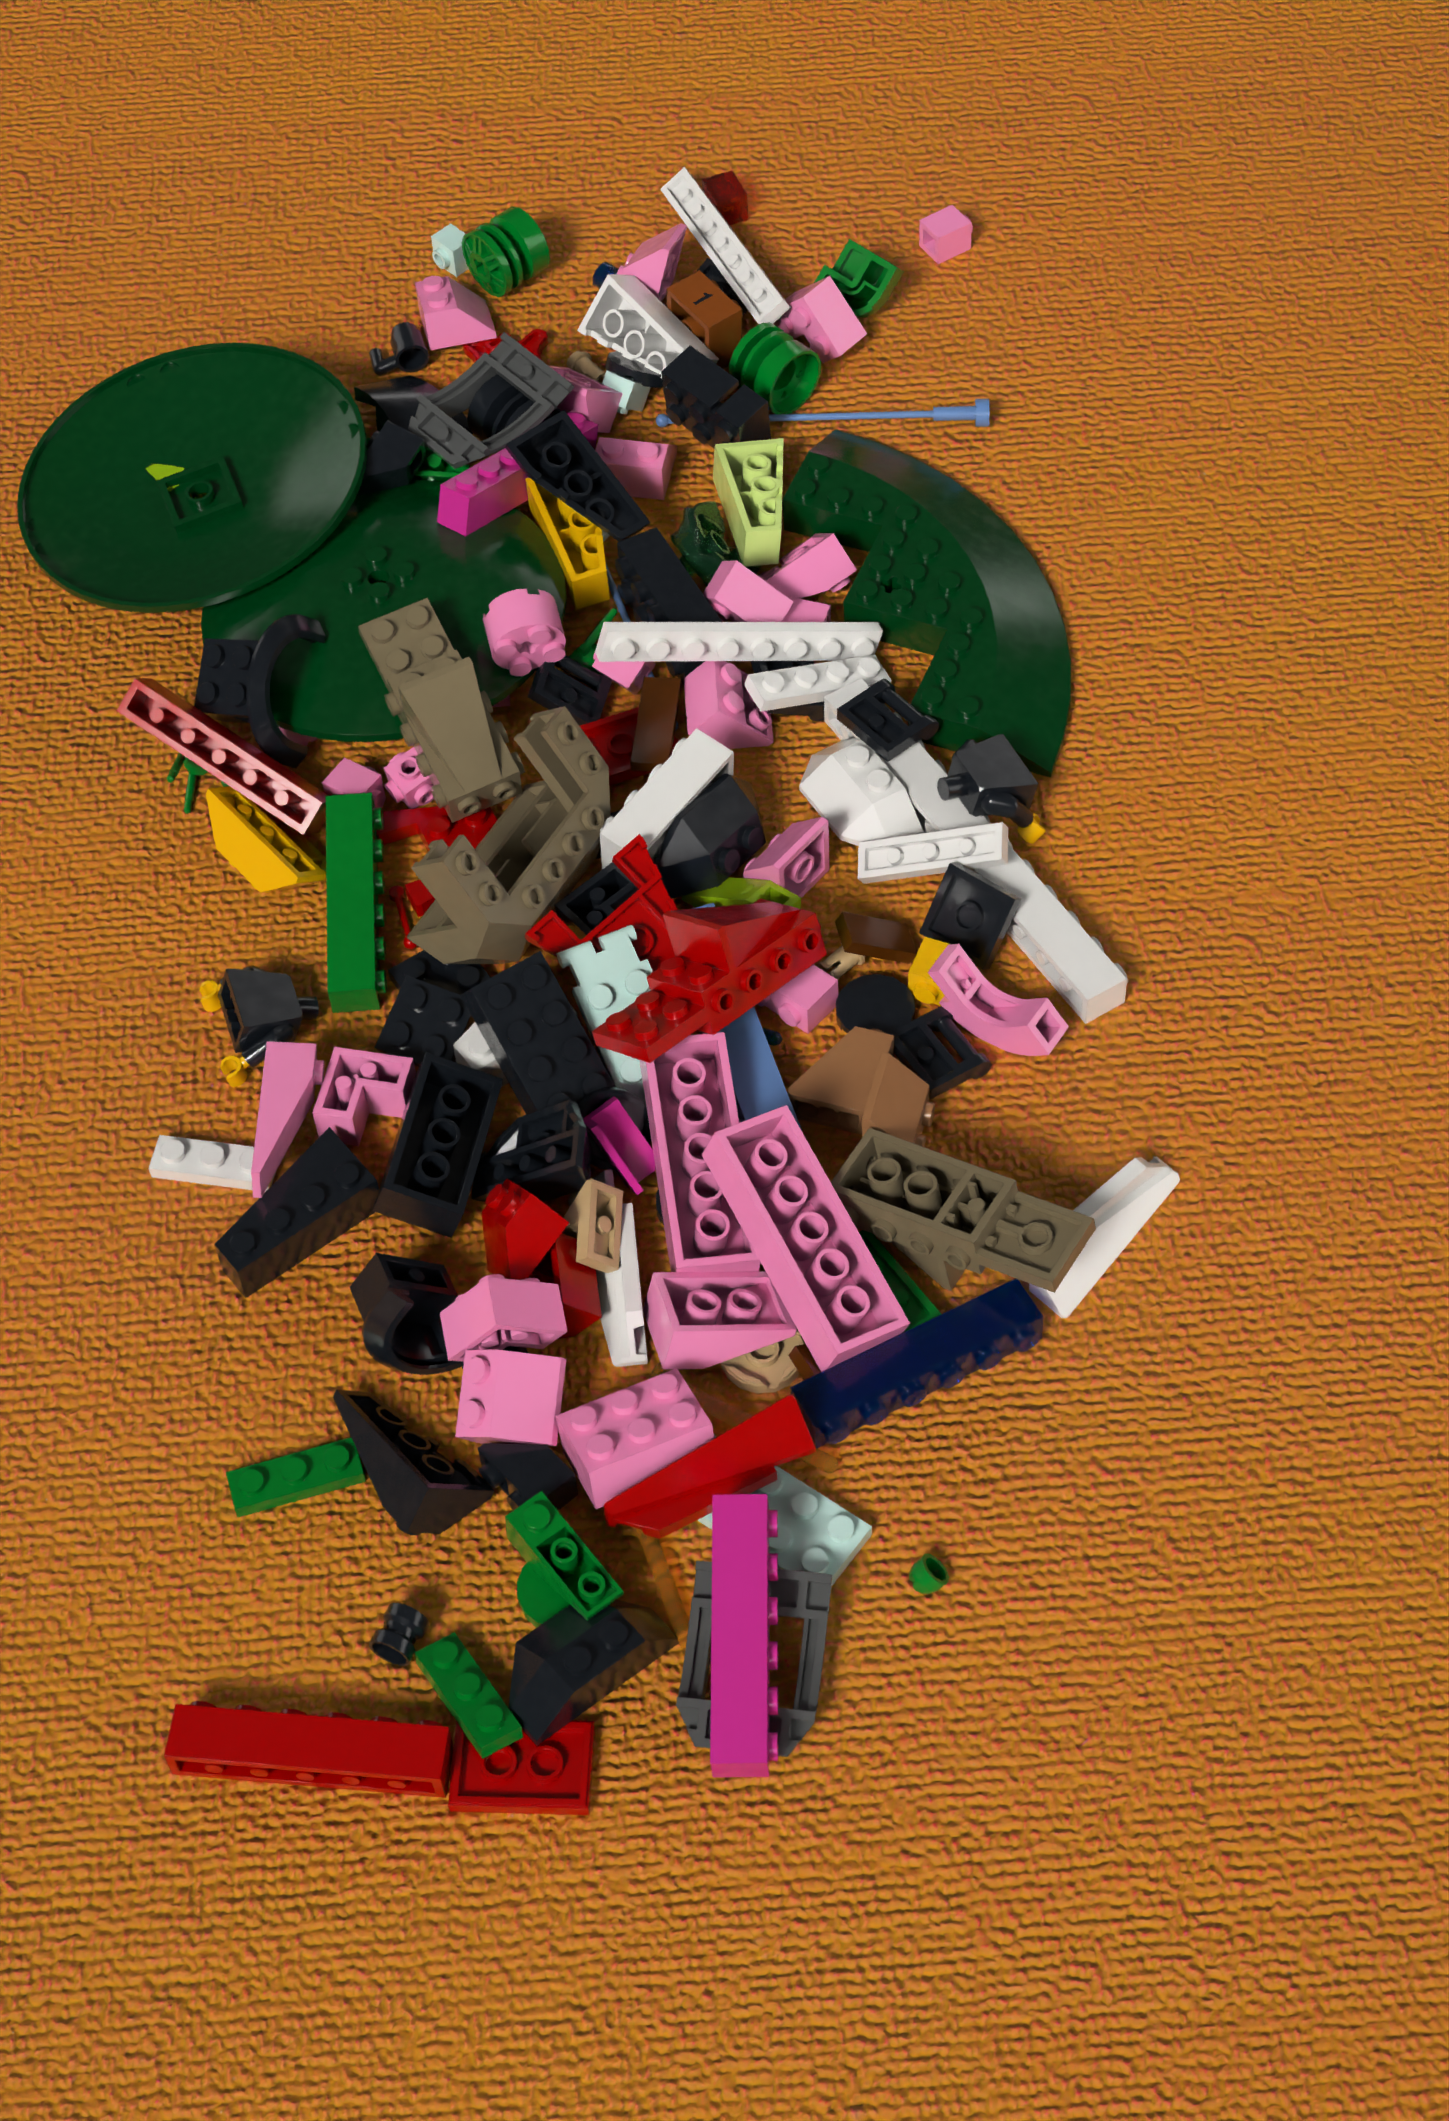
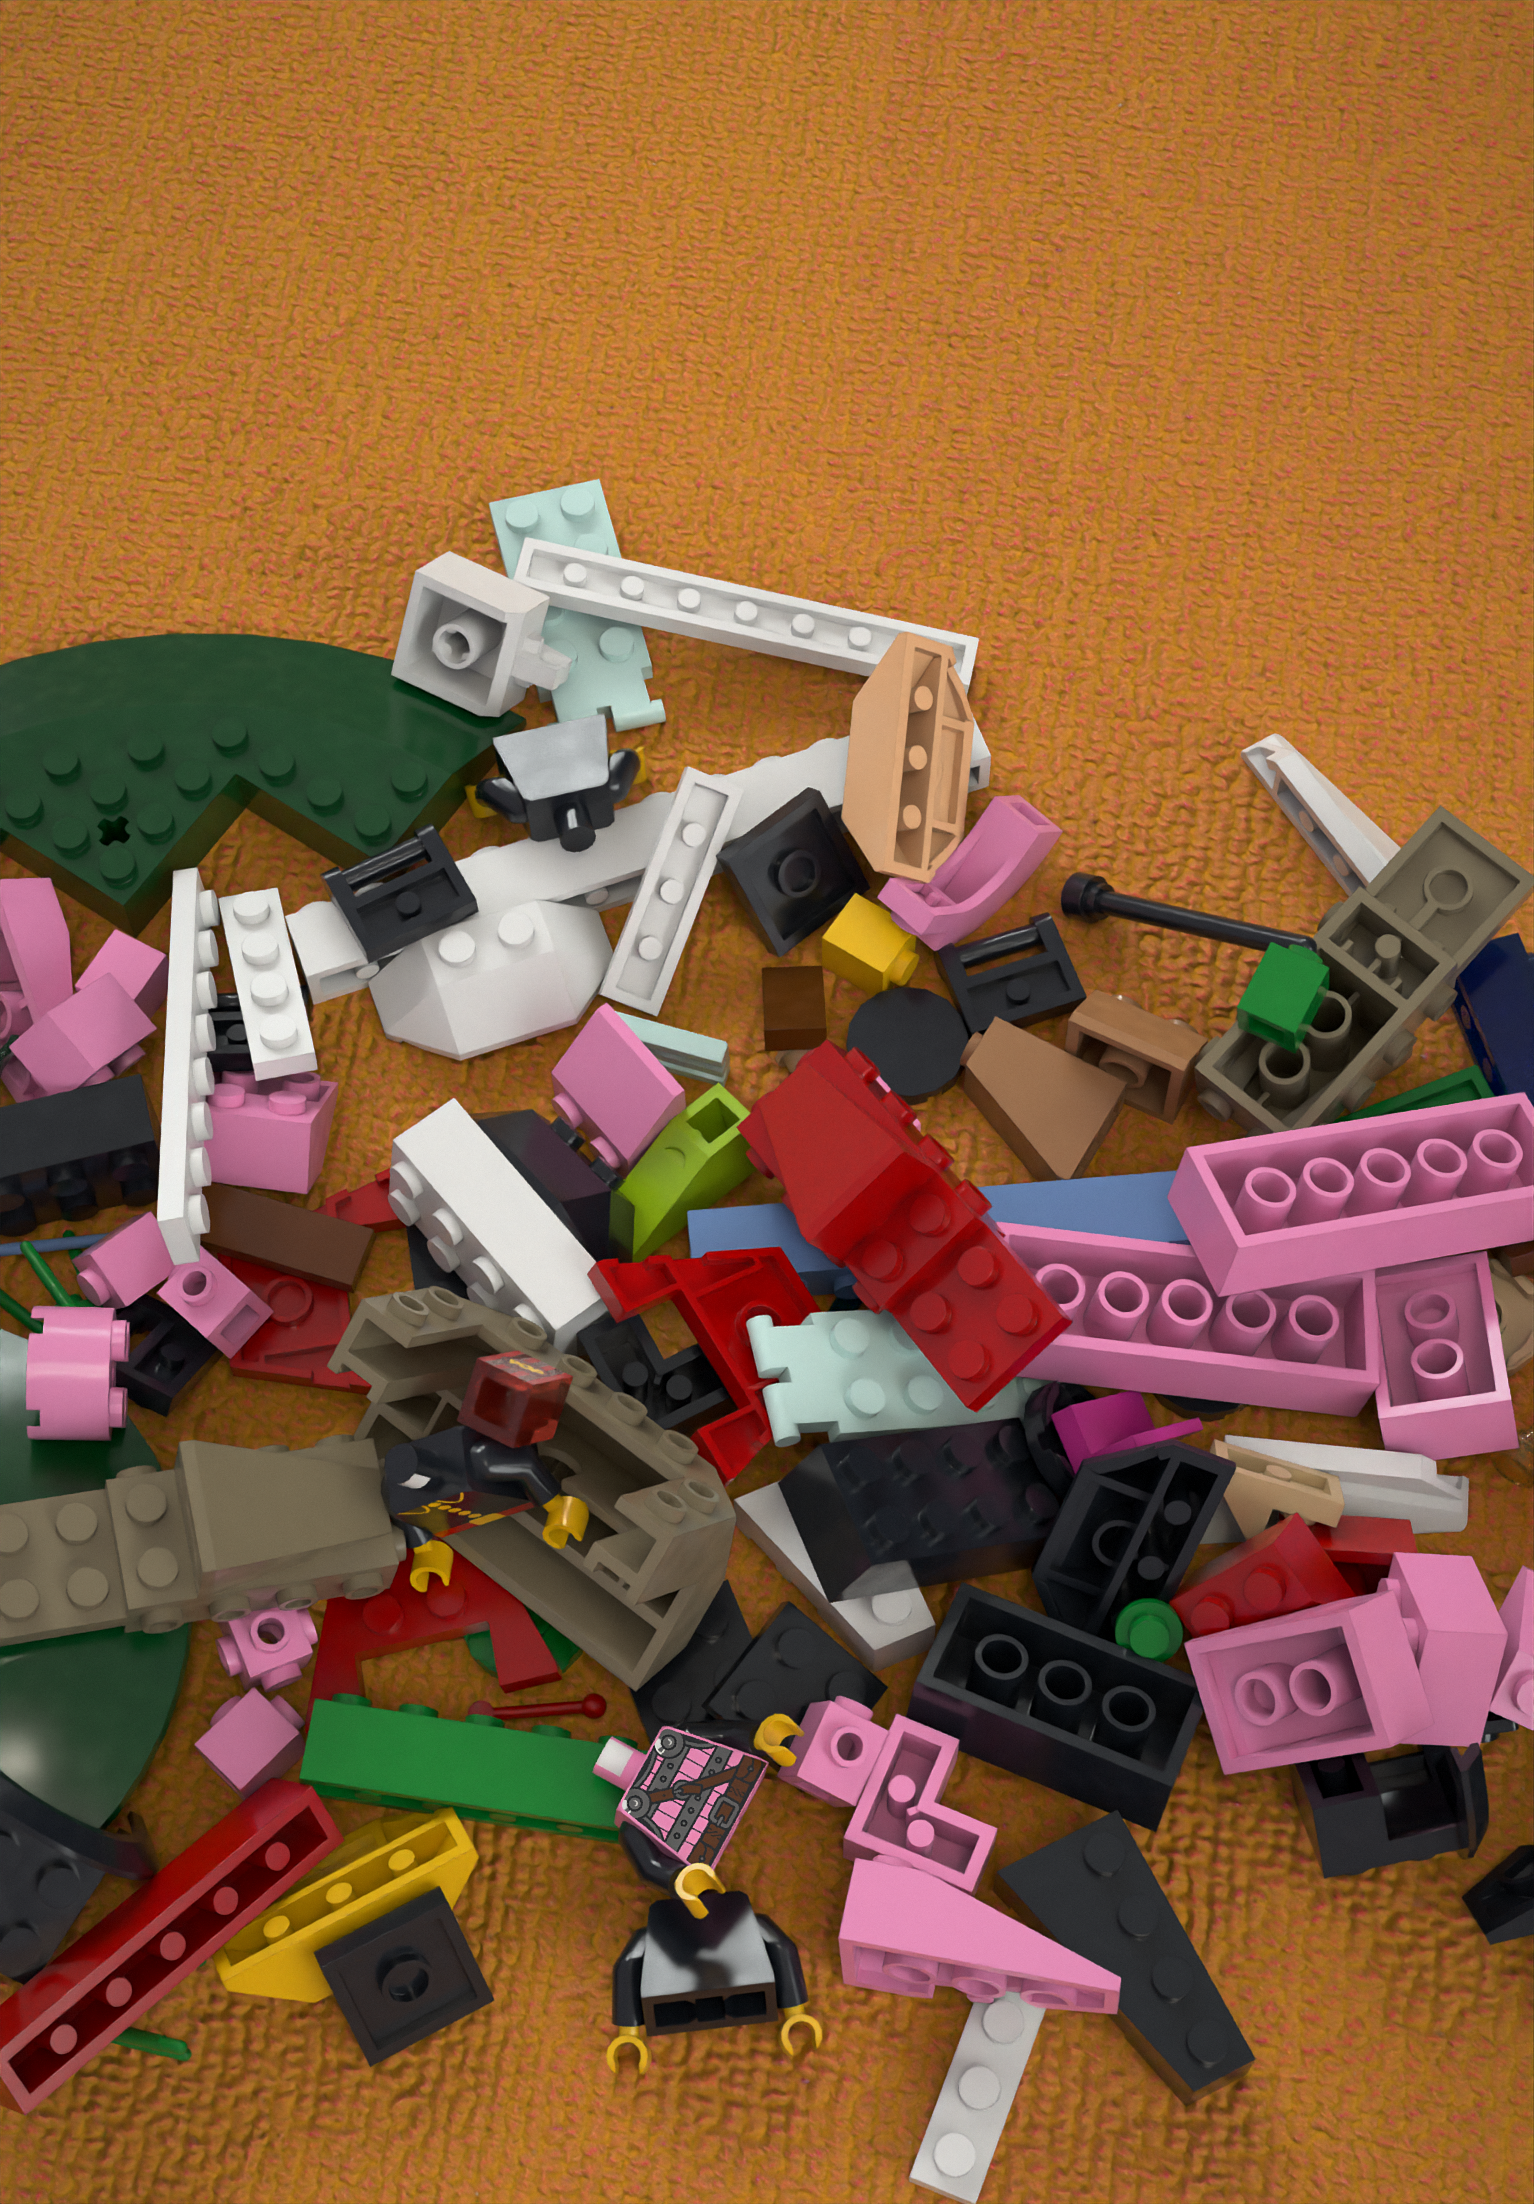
camera: 80 degrees left, 10 degrees up
(231, 876) = (404, 1976): none -> black plate
(337, 966) = (690, 1797): none -> torso
(389, 1034) = (835, 1751): none -> bright pink brick
(456, 1245) = (1310, 1684): none -> bright pink slope
(489, 1174) = (1149, 1629): none -> green plate
(492, 808) = (464, 1482): none -> black torso
(535, 804) = (514, 1398): none -> clear red brick
(603, 703) = (215, 1302): none -> bright pink brick
(833, 884) = (683, 1050): none -> light aqua tile
(917, 1148) = (1284, 995): none -> green brick
(1005, 1084) = (1093, 899): none -> black piece
(1049, 947) = (909, 760): none -> light nougat wedge
(1084, 718) = (475, 637): none -> white hinge
(1141, 781) = (606, 653): none -> light aqua hinge
(1154, 861) = (722, 610): none -> white plate

